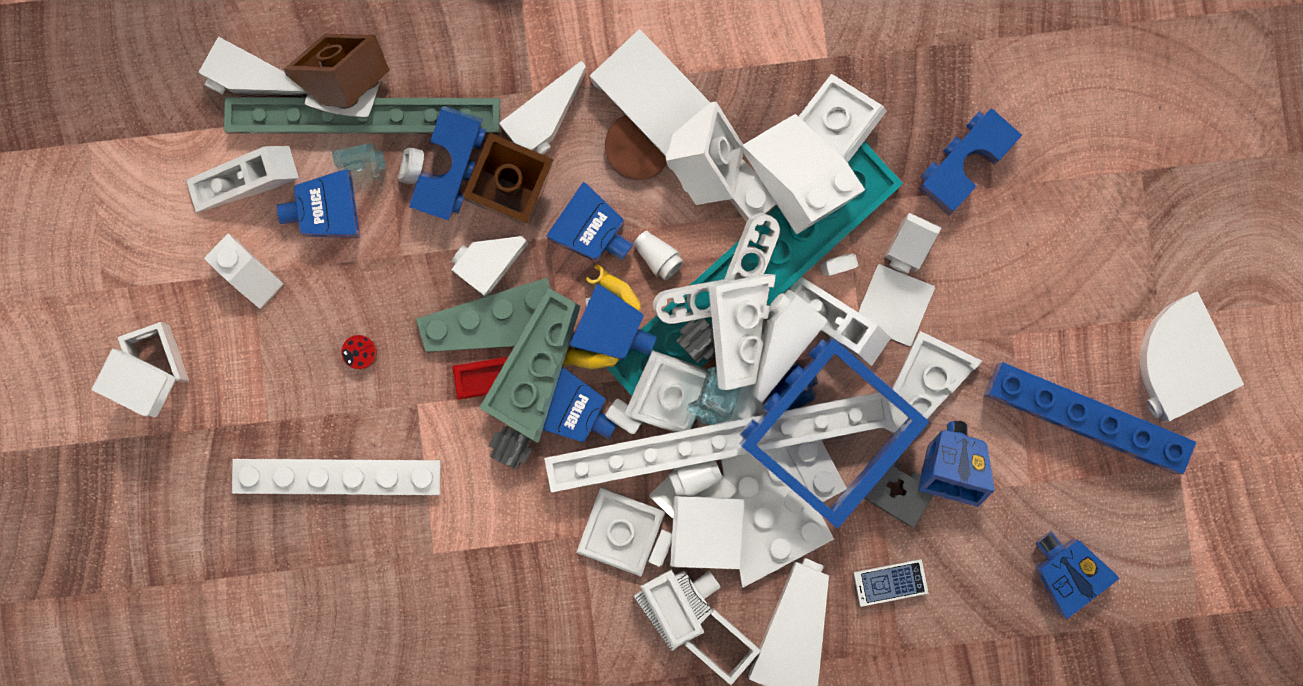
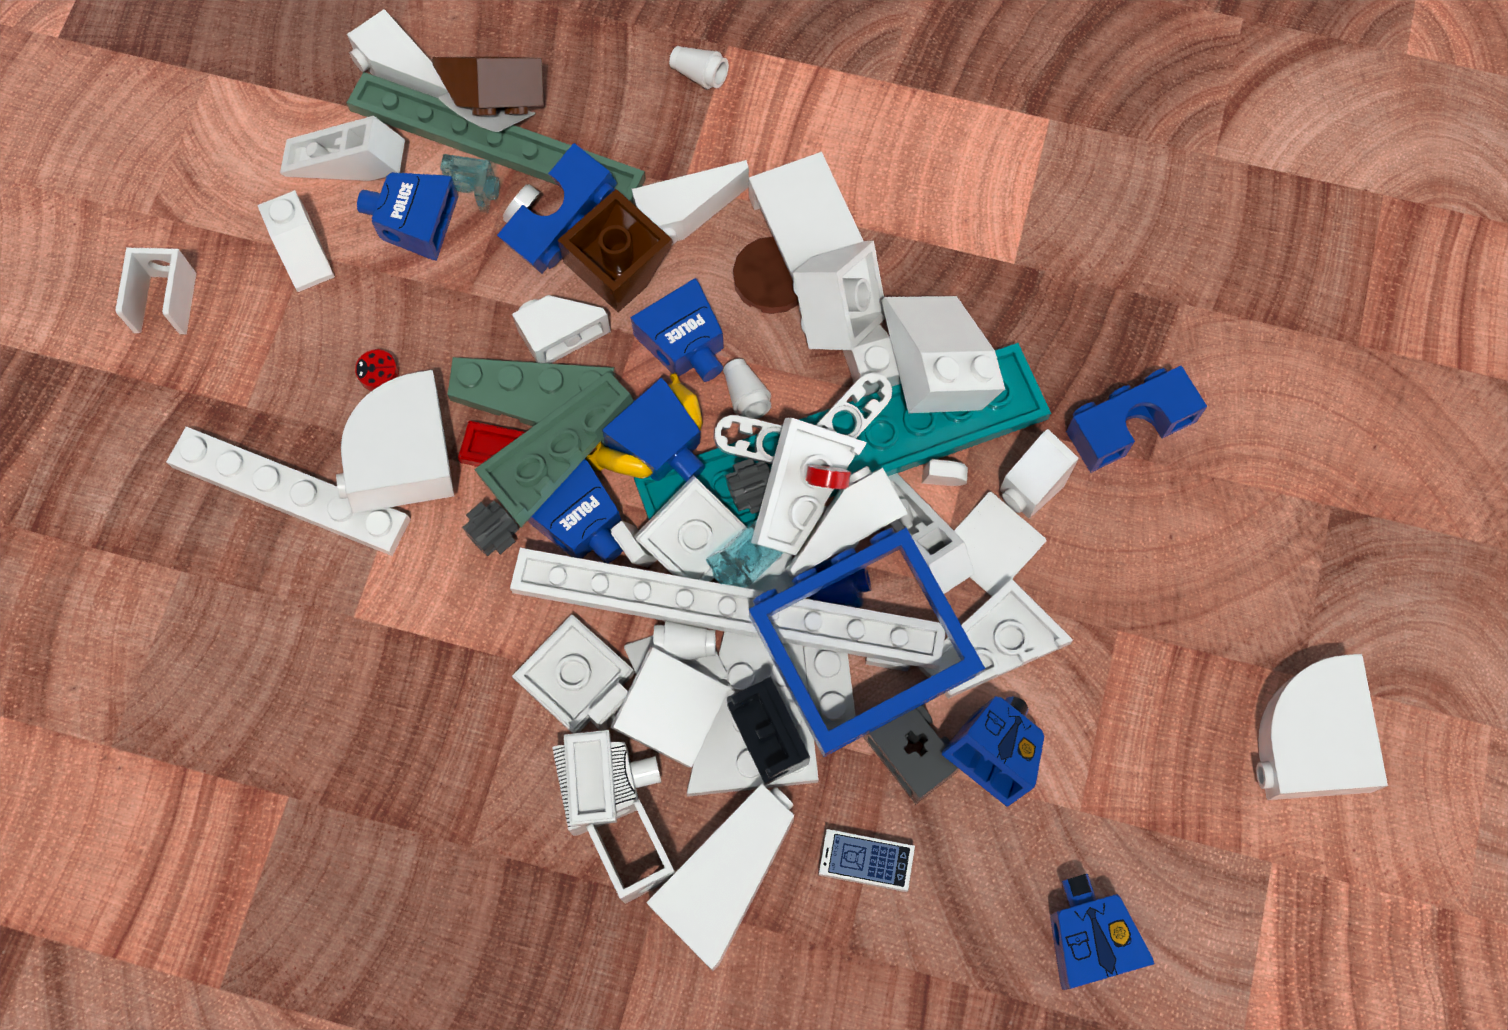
camera: 25 degrees right, 15 degrees down
(134, 383) = (111, 290): white piece -> none
(410, 412) = (395, 446): none -> white brick
(759, 319) = (828, 477): none -> red tile
(786, 522) = (768, 731): none -> black hinge
(842, 116) = (1011, 318): white tile -> none
(1090, 418) = (1183, 758): blue brick -> none

